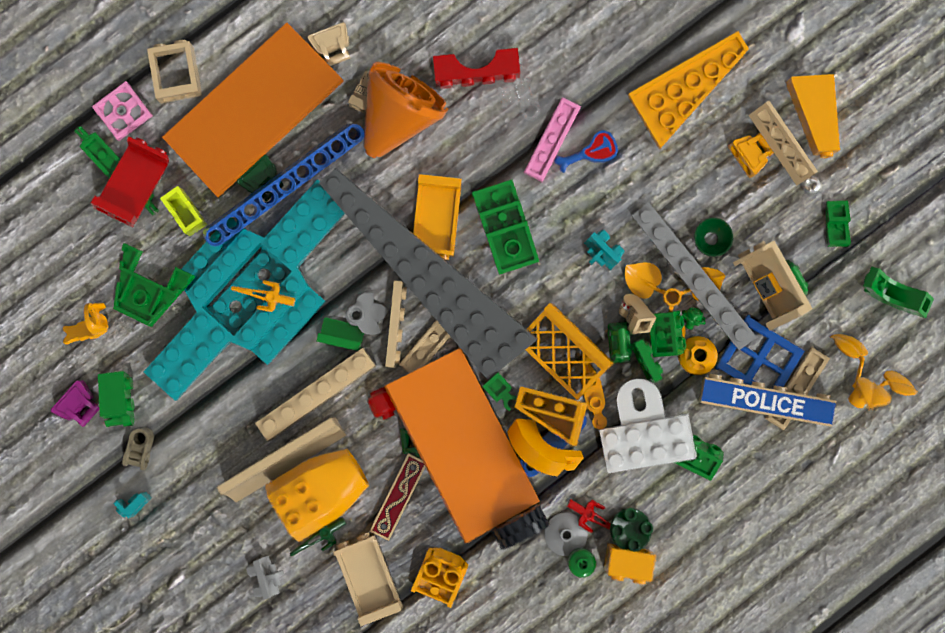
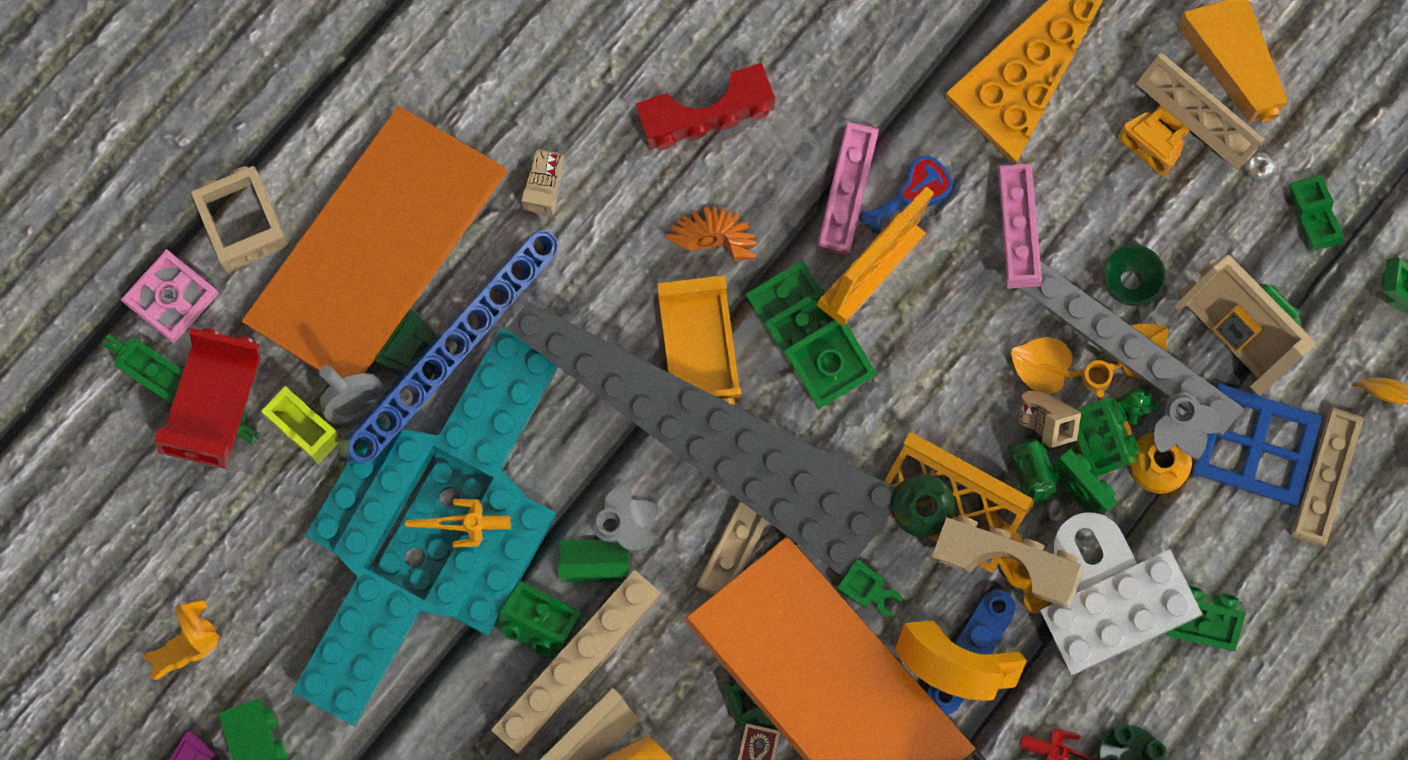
camera: 15 degrees left, 10 degrees down
(142, 297) = (264, 575): green wing -> none
(215, 201) = (350, 397): none -> light grey piece
(299, 362) = (537, 620): none -> green bracket
(331, 40) = (471, 118): tan piece -> none
(381, 404) = (685, 653): red head -> none
(397, 108) = (600, 195): orange cone -> none
(397, 315) = (675, 509): tan plate -> none
(462, 148) = (714, 232): none -> orange hair
(541, 339) = (905, 499): none -> dark green piece
(553, 412) = (961, 598): light orange wedge -> none
(555, 192) = (876, 262): none -> light orange fence
(602, 252) = (970, 337): teal hips -> none
(610, 414) = (966, 546): none -> tan arch
(651, 189) = (1019, 226): none -> bright pink tile
(718, 342) = (1186, 430): none -> light grey plate
(767, 401) = (1287, 504): blue brick -> none

